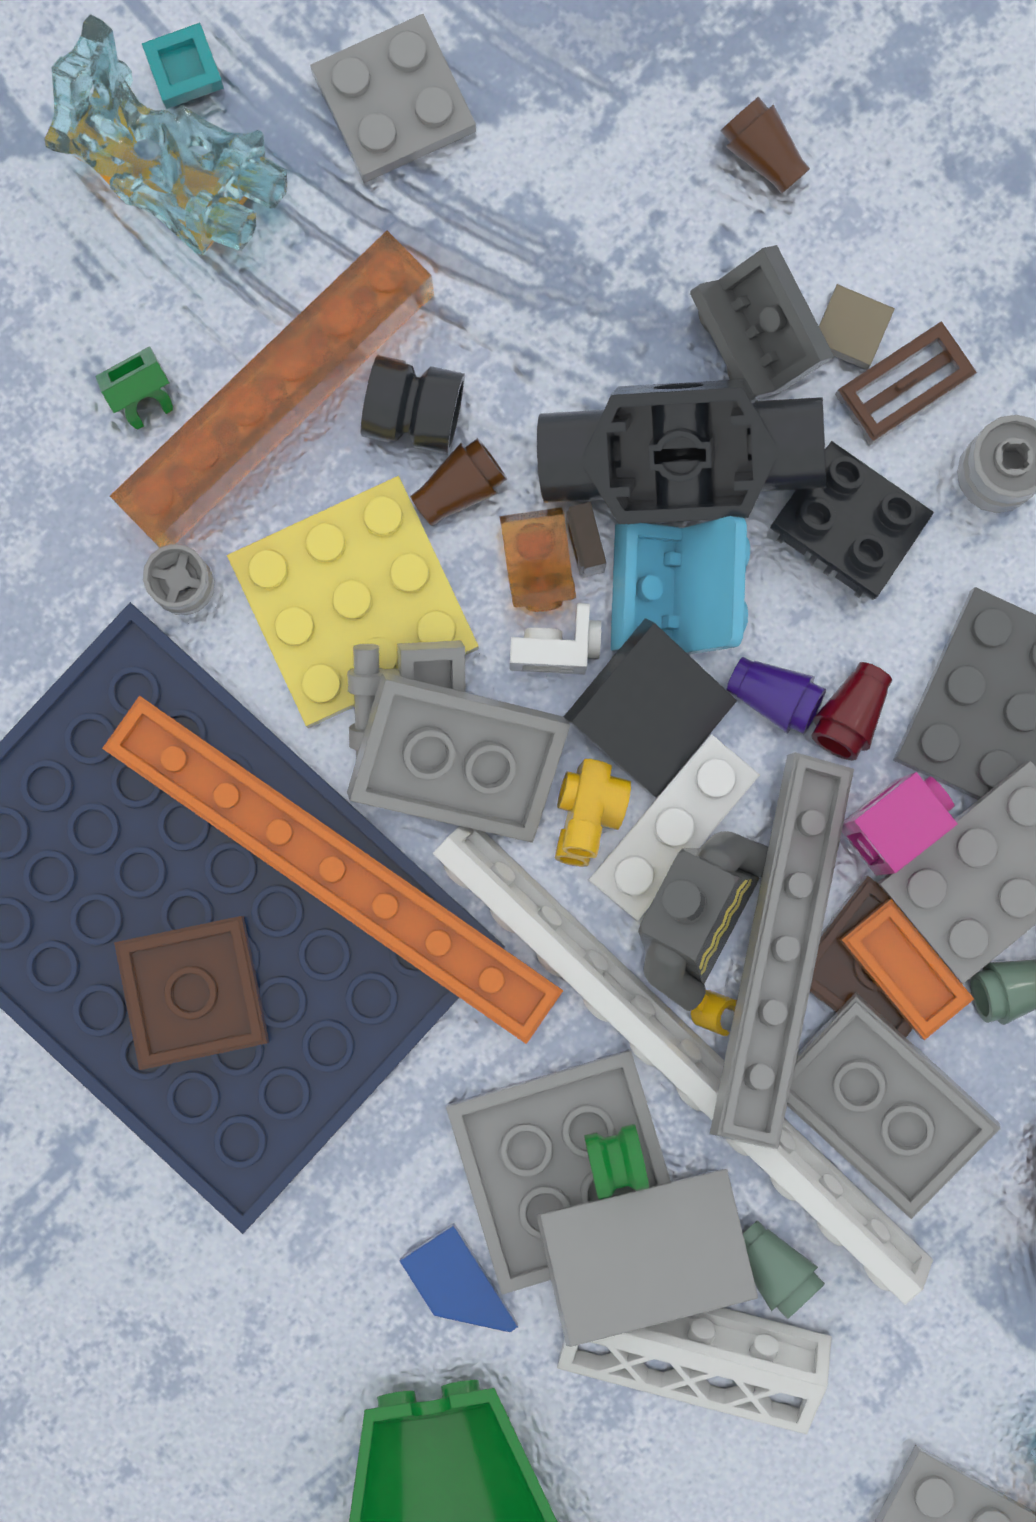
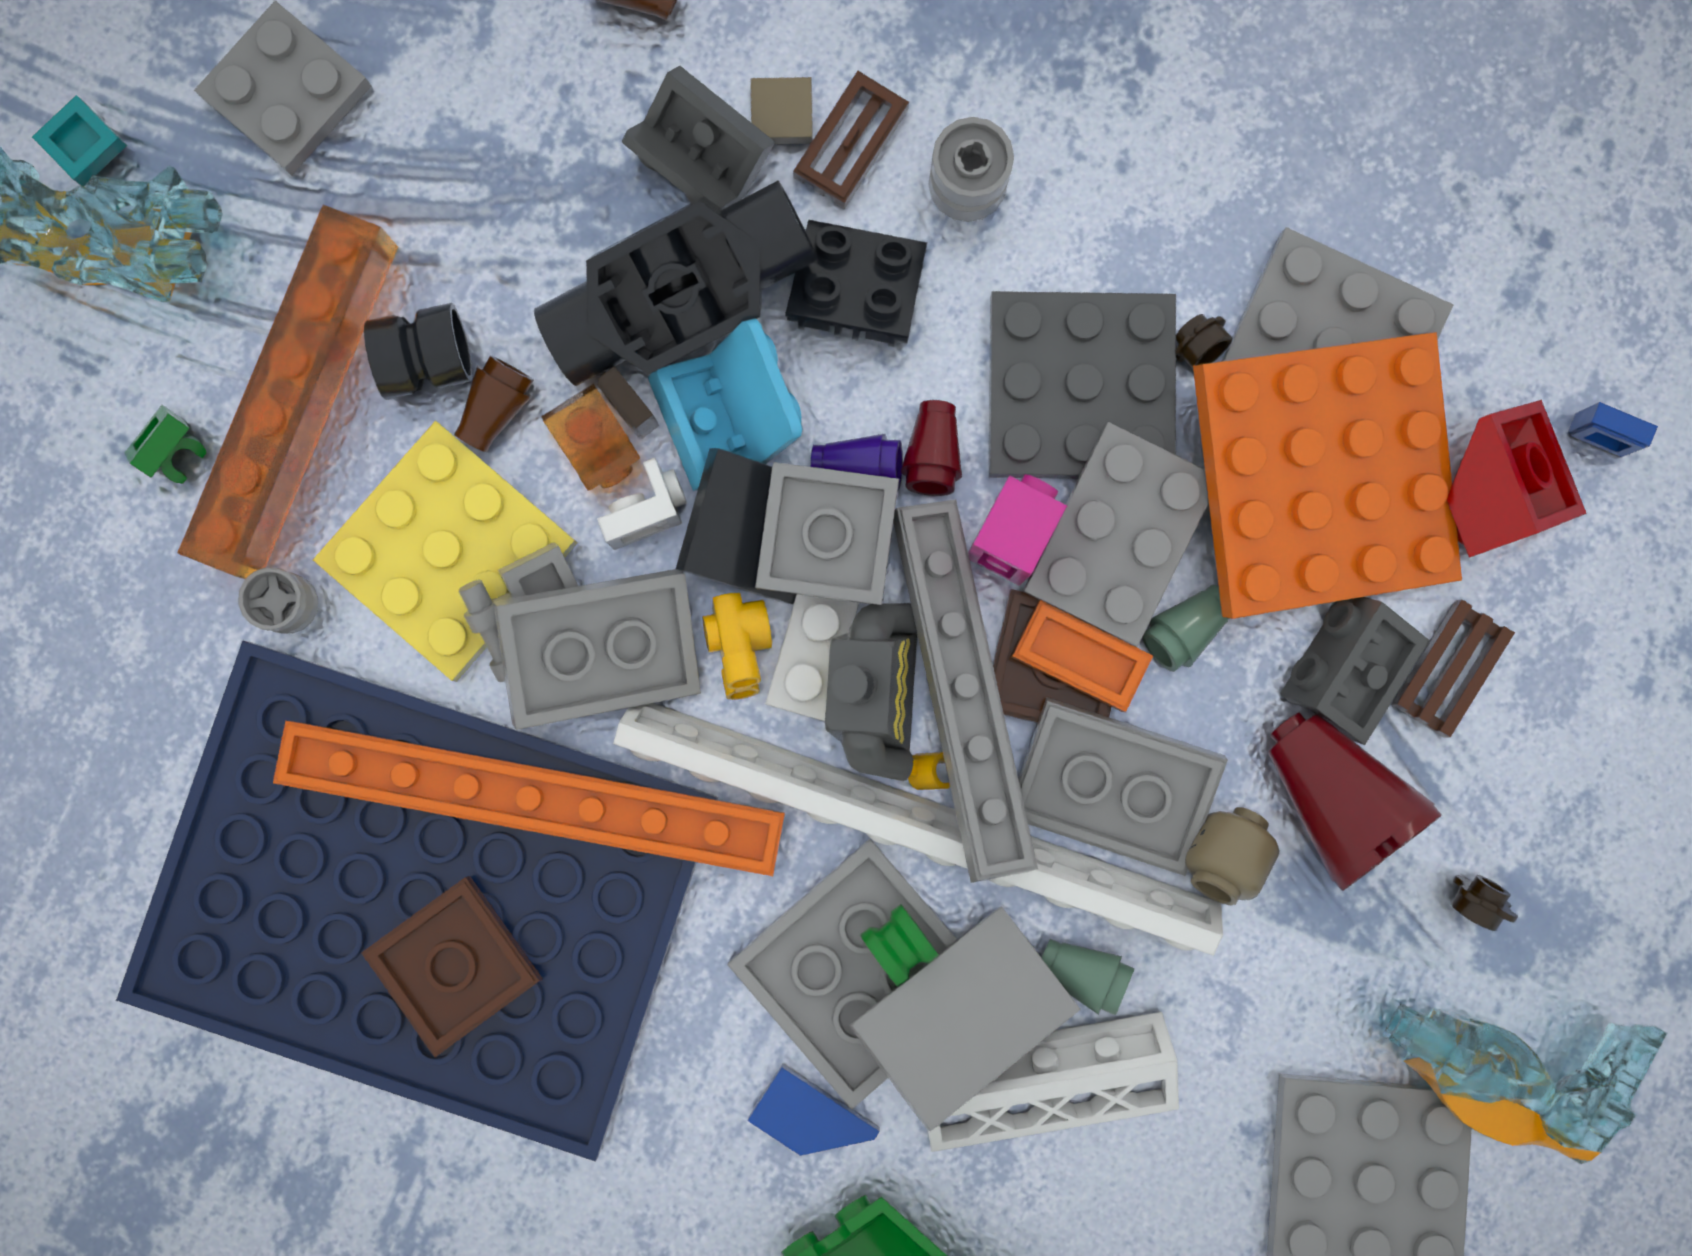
camera: 25 degrees left, 0 degrees up
(720, 748) = (827, 533): none -> light grey plate
(963, 1220) = (1232, 856): none -> dark tan head

